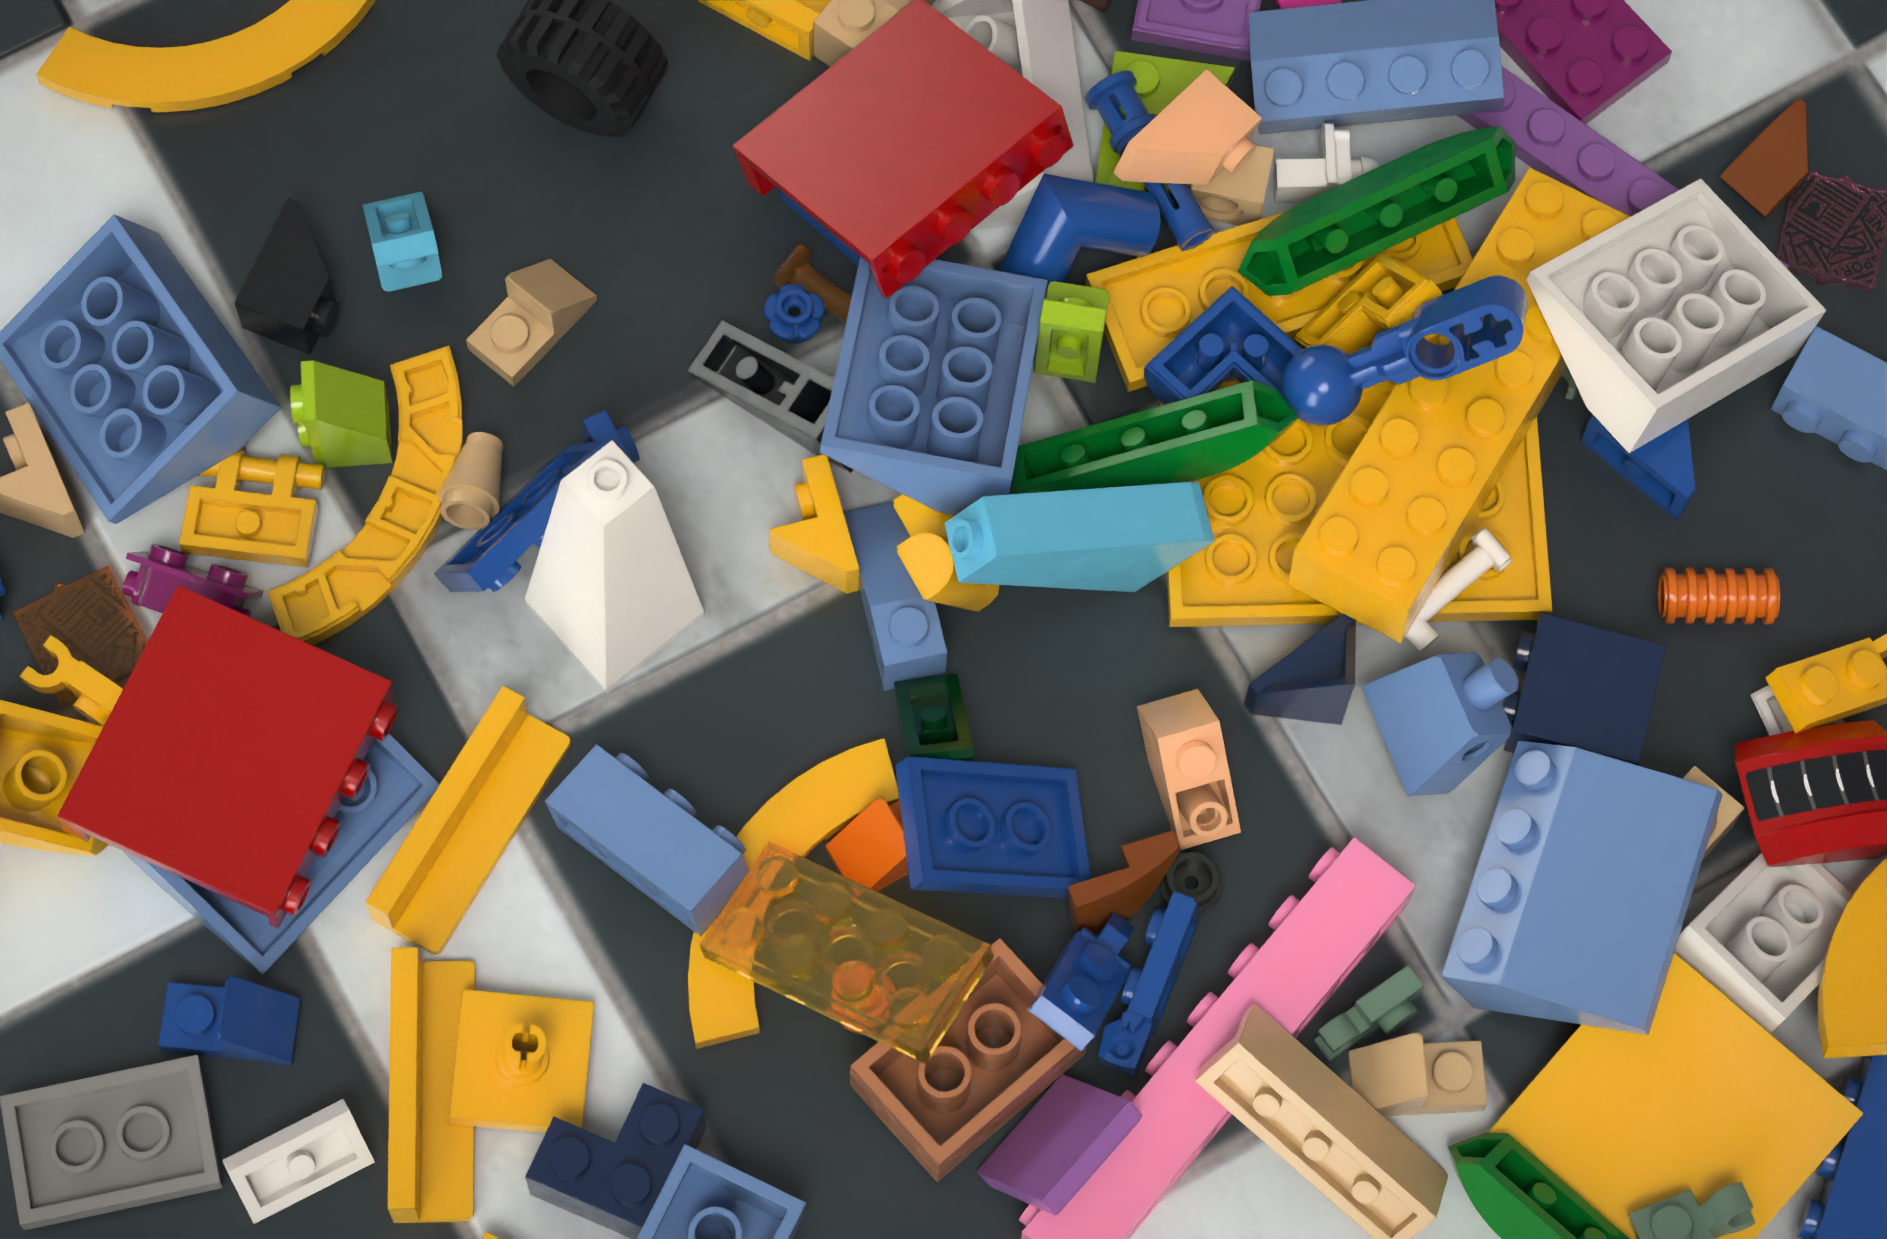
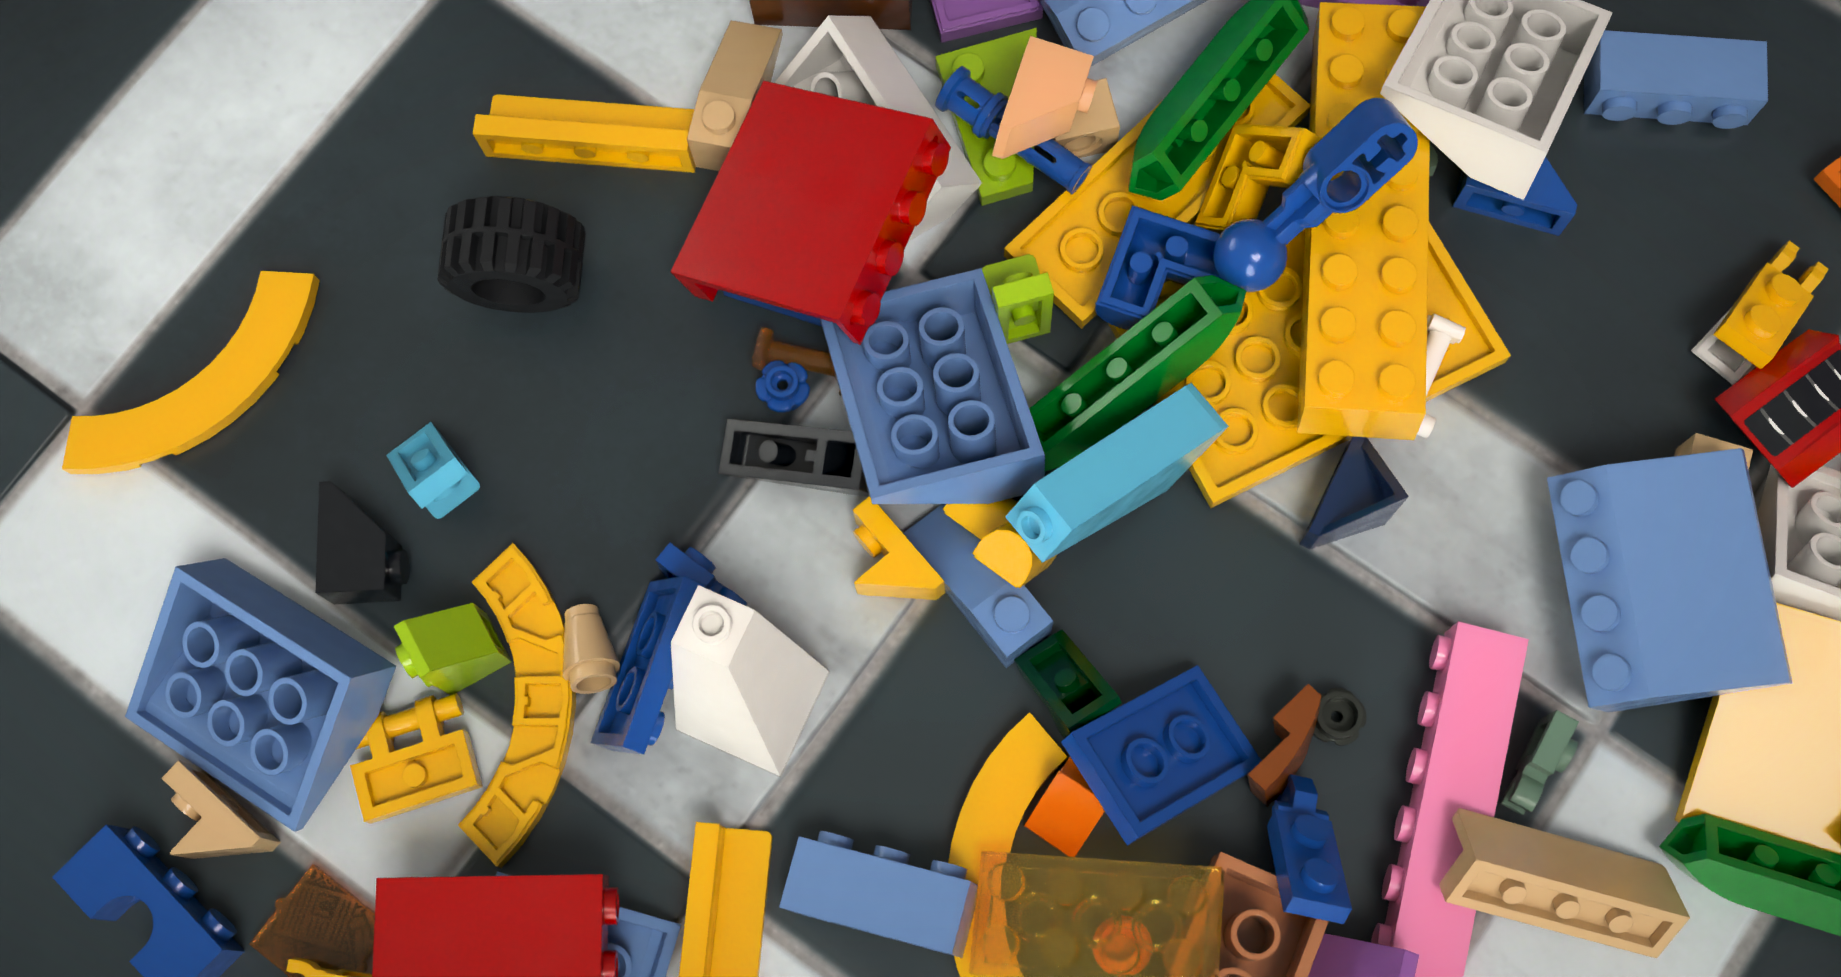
camera: 15 degrees left, 5 degrees up
(166, 568) = (367, 852): magenta hinge -> none
(531, 320) = (570, 489): tan slope -> none
(1079, 215) = (976, 205): blue brick -> none
(1151, 987) = (1352, 823): blue hinge -> none
(1190, 767) = (1289, 619): light nougat slope -> none
(1305, 178) = (1153, 77): white piece -> none
(1419, 1078) = (1601, 795): tan slope -> none
(1442, 718) = (1476, 484): medium blue torso -> none
(1583, 688) = (1573, 413): dark blue brick -> none
(1718, 596) = (1630, 282): orange piece -> none

